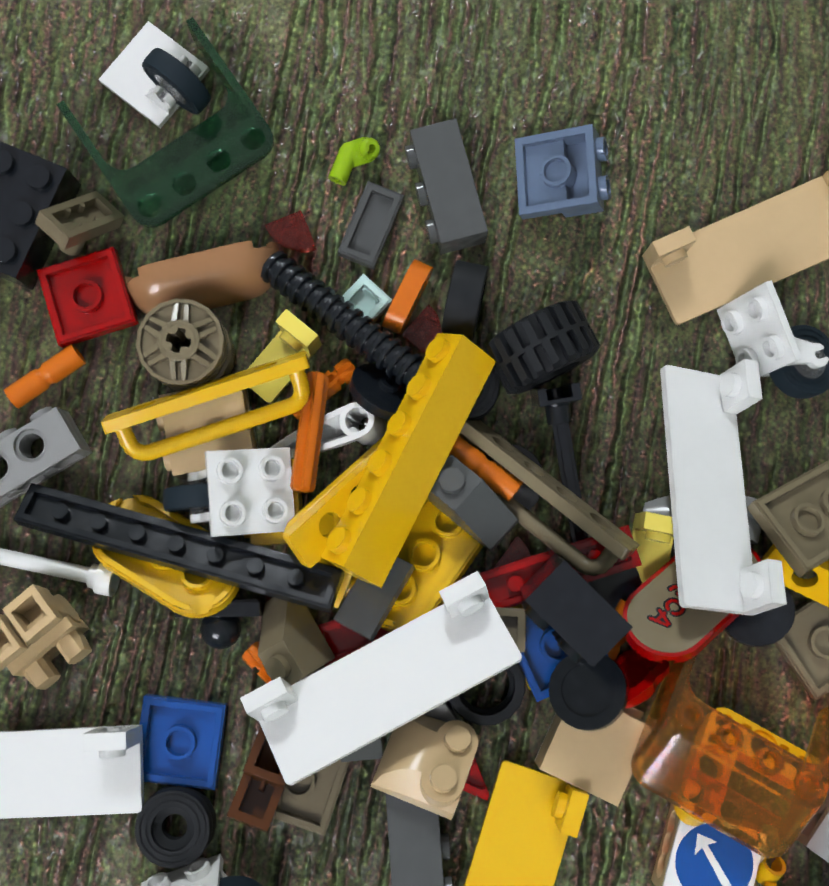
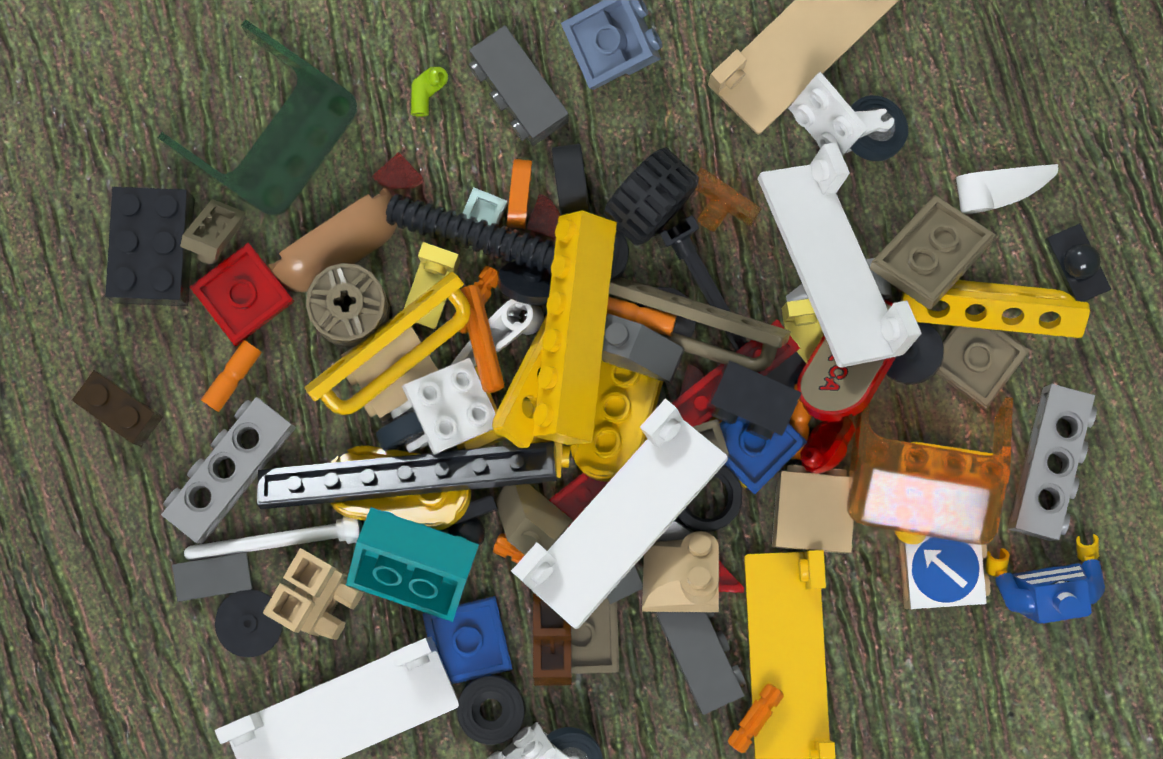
camera: 25 degrees left, 0 degrees up
(146, 642) = (411, 564): none -> teal brick
(157, 76) = (229, 79): white plate -> none
(369, 605) = (586, 461): dark grey tile -> none
(371, 225) = (463, 142): dark grey tile -> none
(588, 695) = (791, 465): black piece -> none
(615, 380) = (723, 201): none -> clear orange tile

